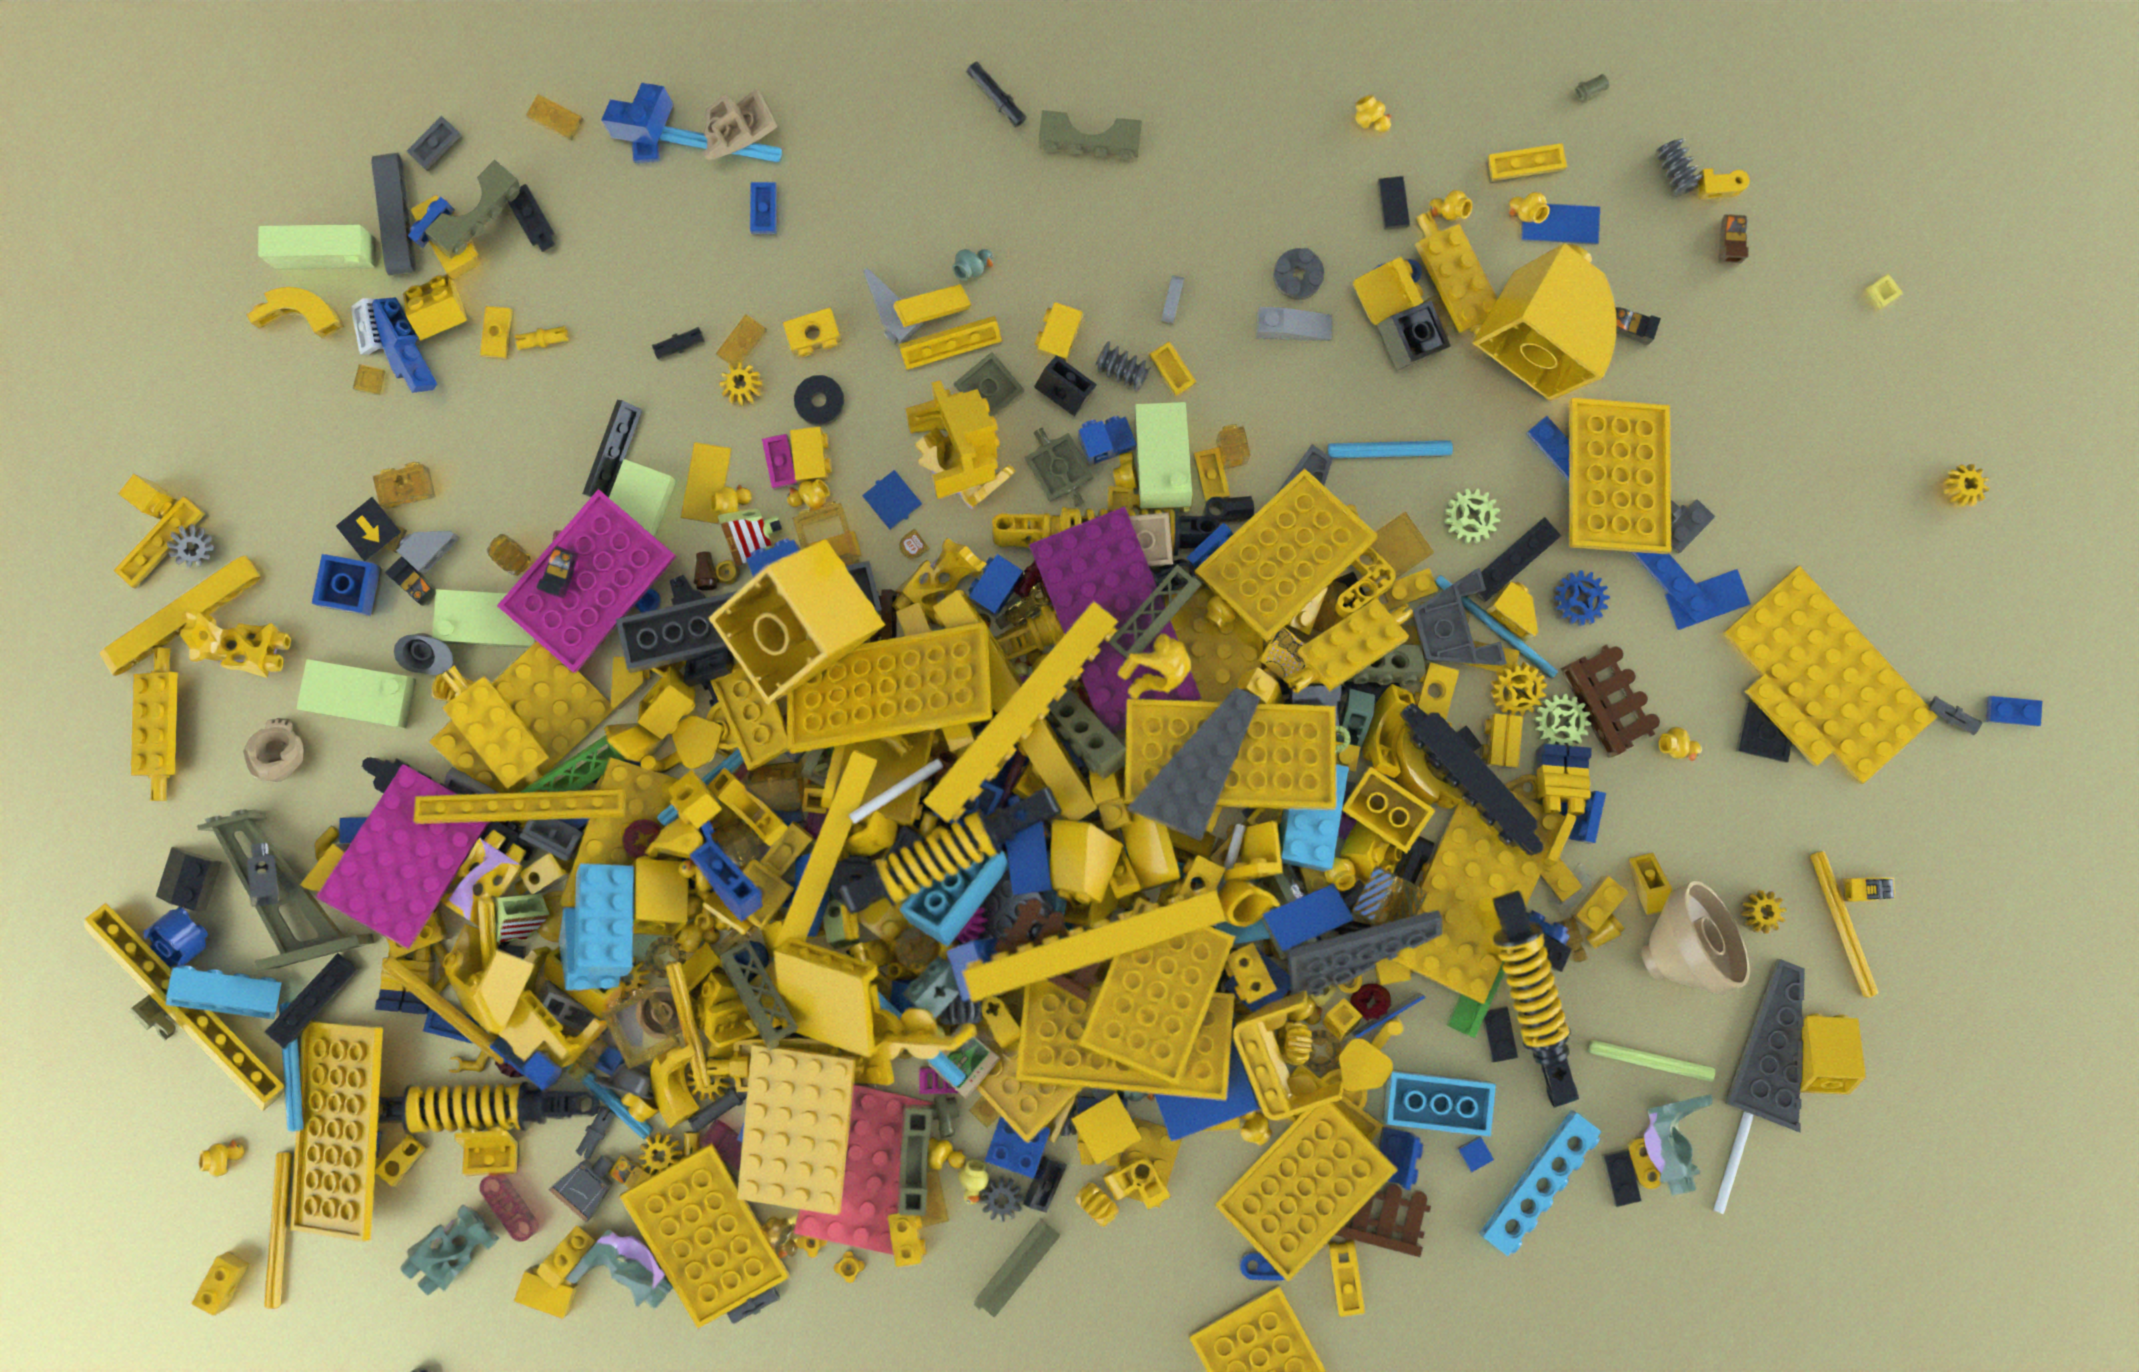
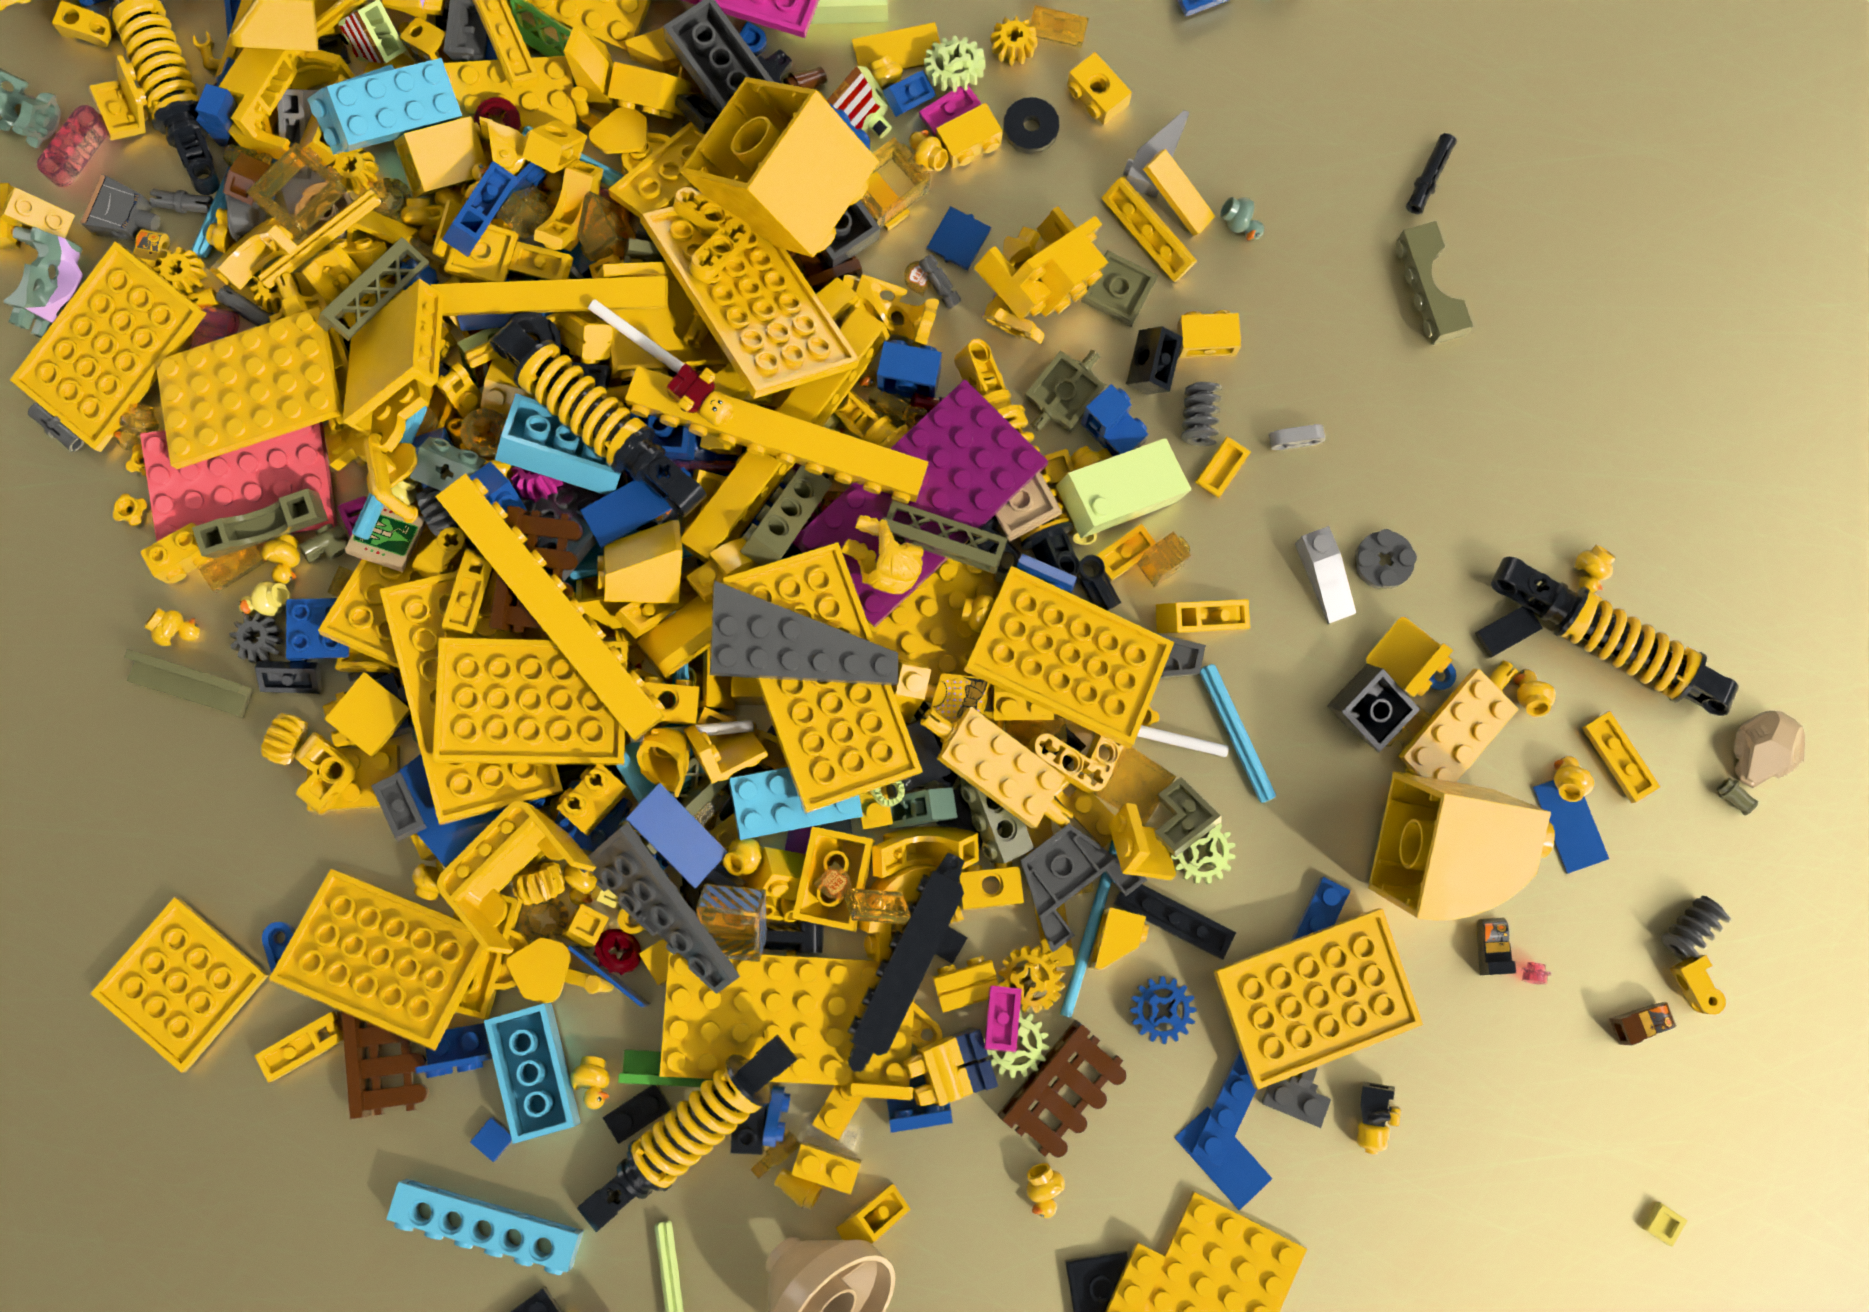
camera: 65 degrees right, 5 degrees down
(610, 1067) = (242, 175): none -> reddish brown brick
(752, 438) = (954, 63): none -> yellowish green gear
(754, 489) = (909, 93): none -> blue plate
(825, 690) = (687, 204): none -> yellow beam
(926, 530) = (939, 281): none -> dark grey axle
(961, 1267) = (166, 624): none -> yellow animal
(971, 761) = (697, 394): none -> piece
(1048, 1010) = (467, 594): none -> yellow plate
(1196, 1128) = (399, 806): none -> dark grey plate
(1288, 437) = (1202, 616): none -> yellow slope
(1382, 491) = (1183, 741): none -> white piece
(1393, 809) = (834, 882): none -> clear yellow tile
(1424, 783) = (877, 906): none -> clear yellow plate
(1432, 123) = (1624, 637): none -> piece
(1446, 512) = (1191, 817): none -> olive plate
(1452, 562) = (1138, 848): none -> yellow bracket
(1458, 1058) = (591, 1076): none -> yellow animal
(1543, 722) = (1002, 1019): none -> dark pink plate
(1564, 46) = (1768, 747): none -> tan helmet
(1664, 302) = (1535, 973): none -> clear pink plate
(1721, 469) = (1376, 1110): none -> piece

